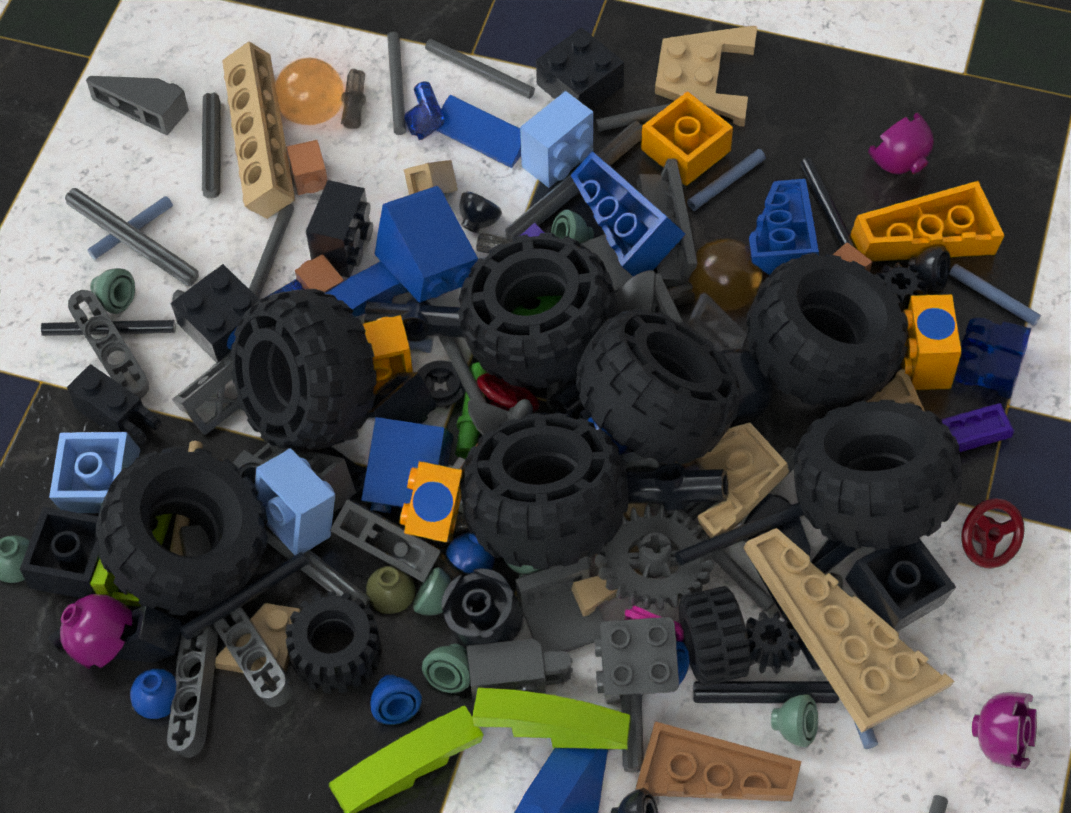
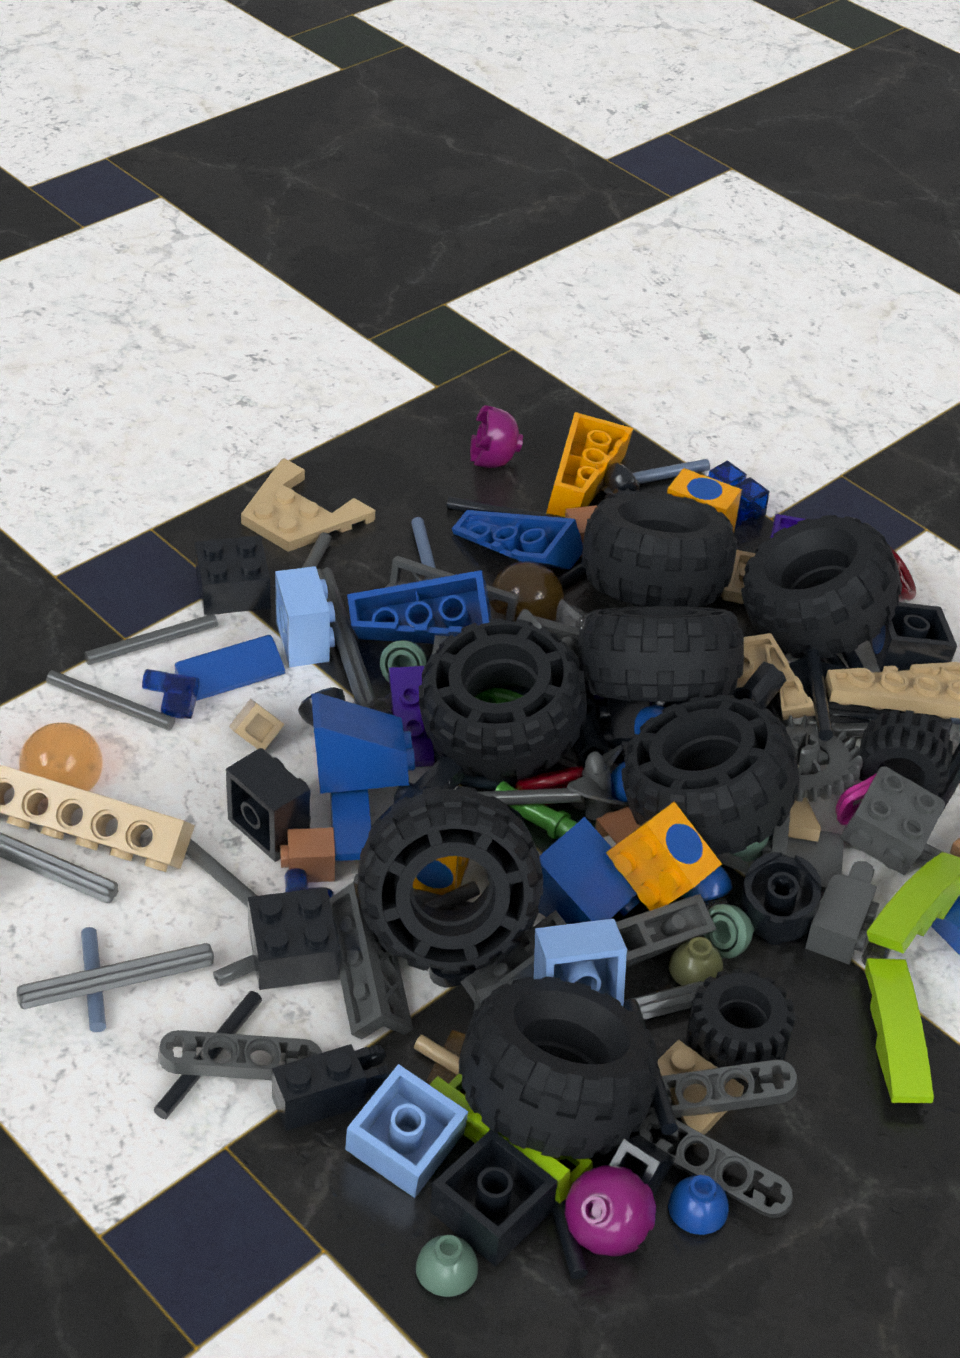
camera: 65 degrees left, 15 degrees down
(114, 289) = (165, 1017): sand green brick -> none
(307, 167) = (161, 795): nougat brick -> none
(353, 99) = (105, 734): clear smoke axle -> none
(395, 700) = (824, 1009): blue brick -> none
(447, 668) = (816, 955): sand green brick -> none
(687, 133) = (369, 543): light orange brick -> none

